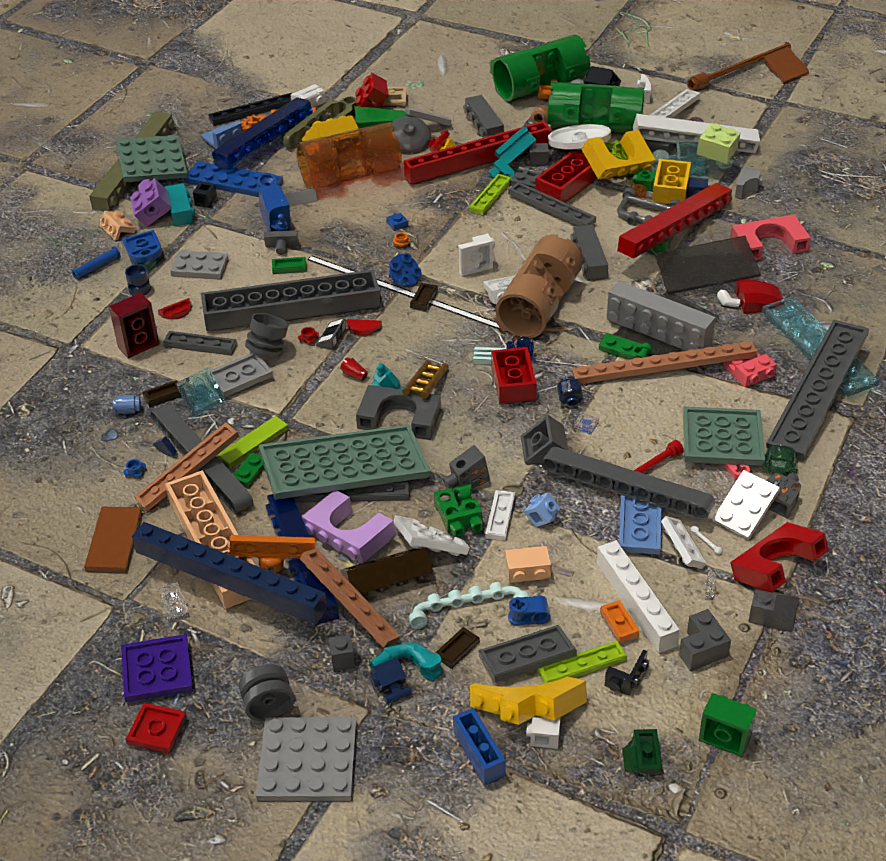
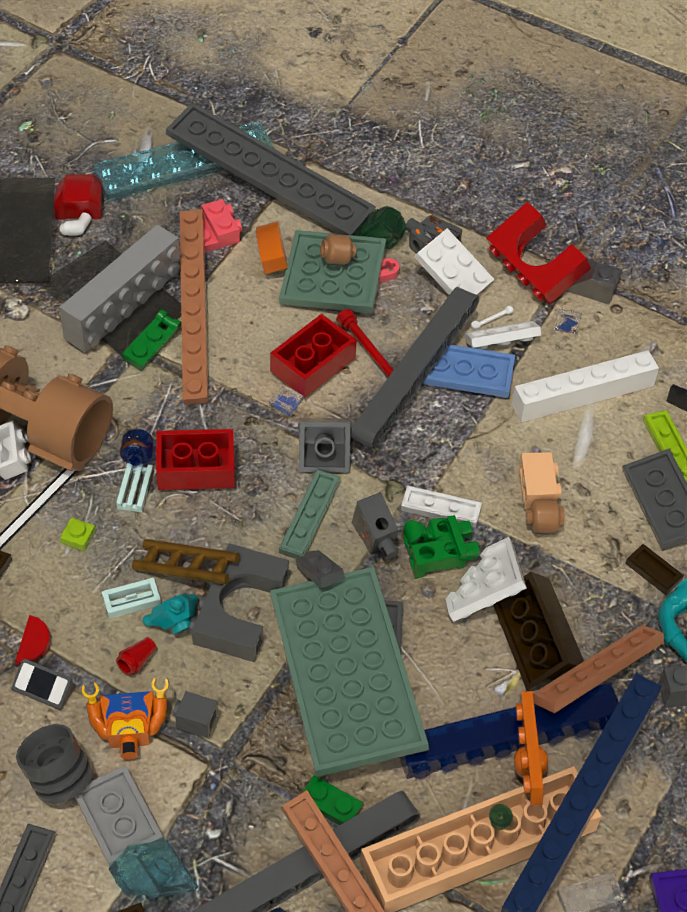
camera: 90 degrees left, 10 degrees up
(218, 532) = (500, 816): none -> clear green piece
(250, 443) = (262, 791): lime tile -> none
(305, 367) = (128, 718): none -> torso
(308, 335) = (36, 711): red plate -> none
(308, 396) = (196, 714): none -> dark grey brick
(356, 543) = (454, 702): lavender arch -> none
(411, 370) = (132, 602): none -> light aqua tile
(428, 445) = (319, 568): none -> dark grey plate
(448, 335) = (77, 534): none -> lime plate
(455, 599) = (582, 561): light aqua bar -> none
(486, 444) = (309, 514): none -> sand green tile
(493, 569) = (545, 516): none -> medium nougat head
(530, 609) = (604, 491): blue piece -> none
(542, 509) = (447, 456): light blue brick -> none
(569, 391) = (231, 405): dark blue head -> none
(619, 621) = (618, 408): orange plate -> none
(625, 426) = (313, 355): none -> red brick
(705, 642) = (649, 333): dark grey brick -> none
(735, 426) = (337, 249): none -> medium nougat head
(736, 397) = (271, 247): none -> orange slope

